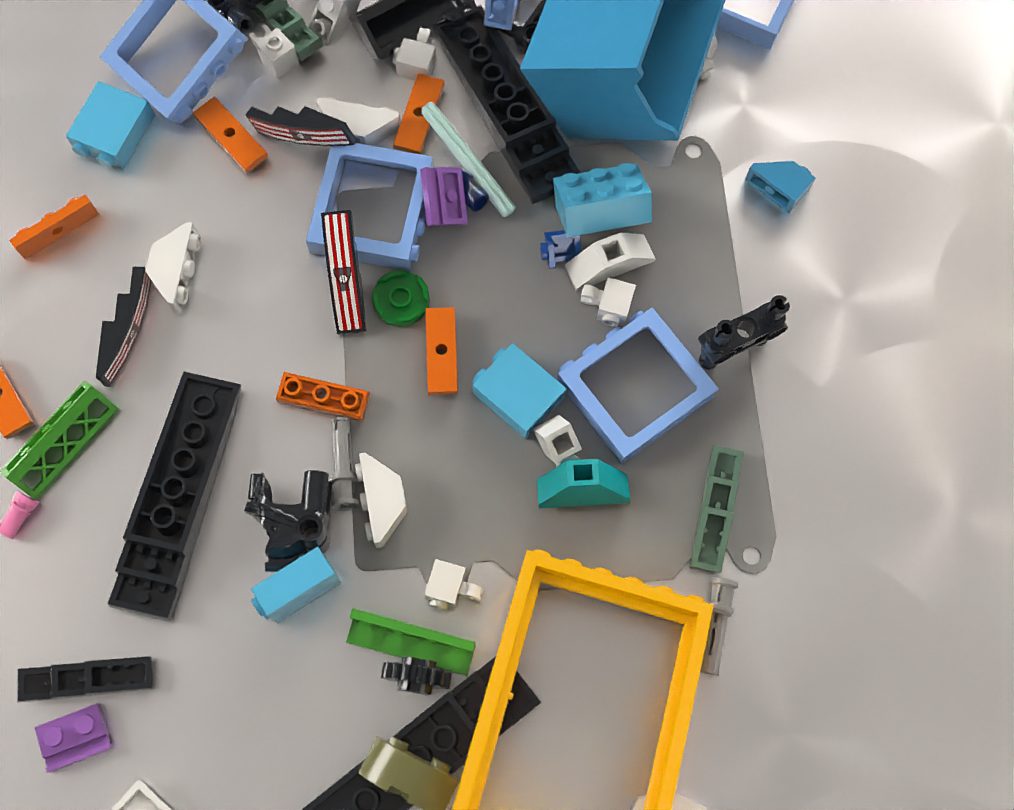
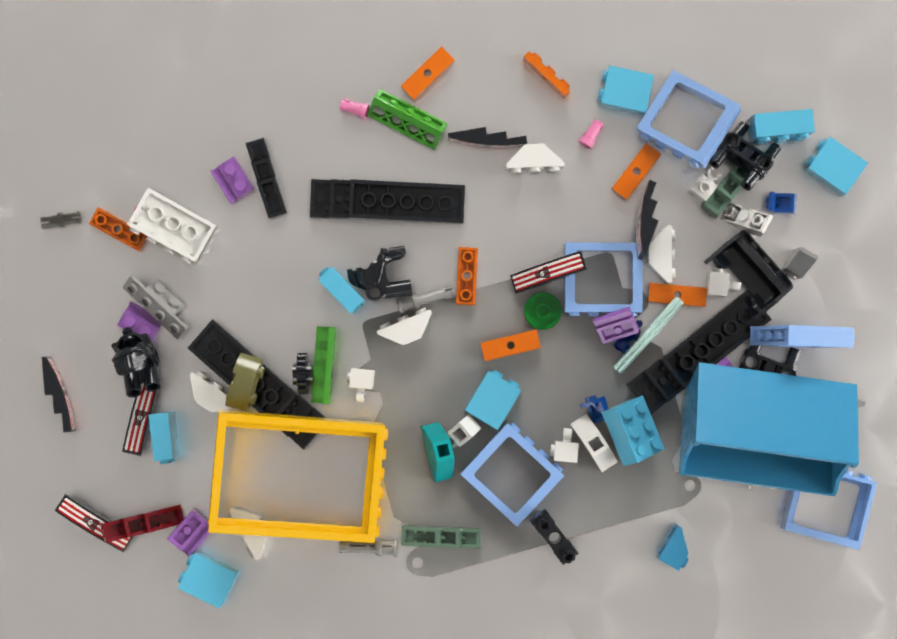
camera: 85 degrees right, 15 degrees up
(163, 187) = (588, 138): none -> bright pink pin

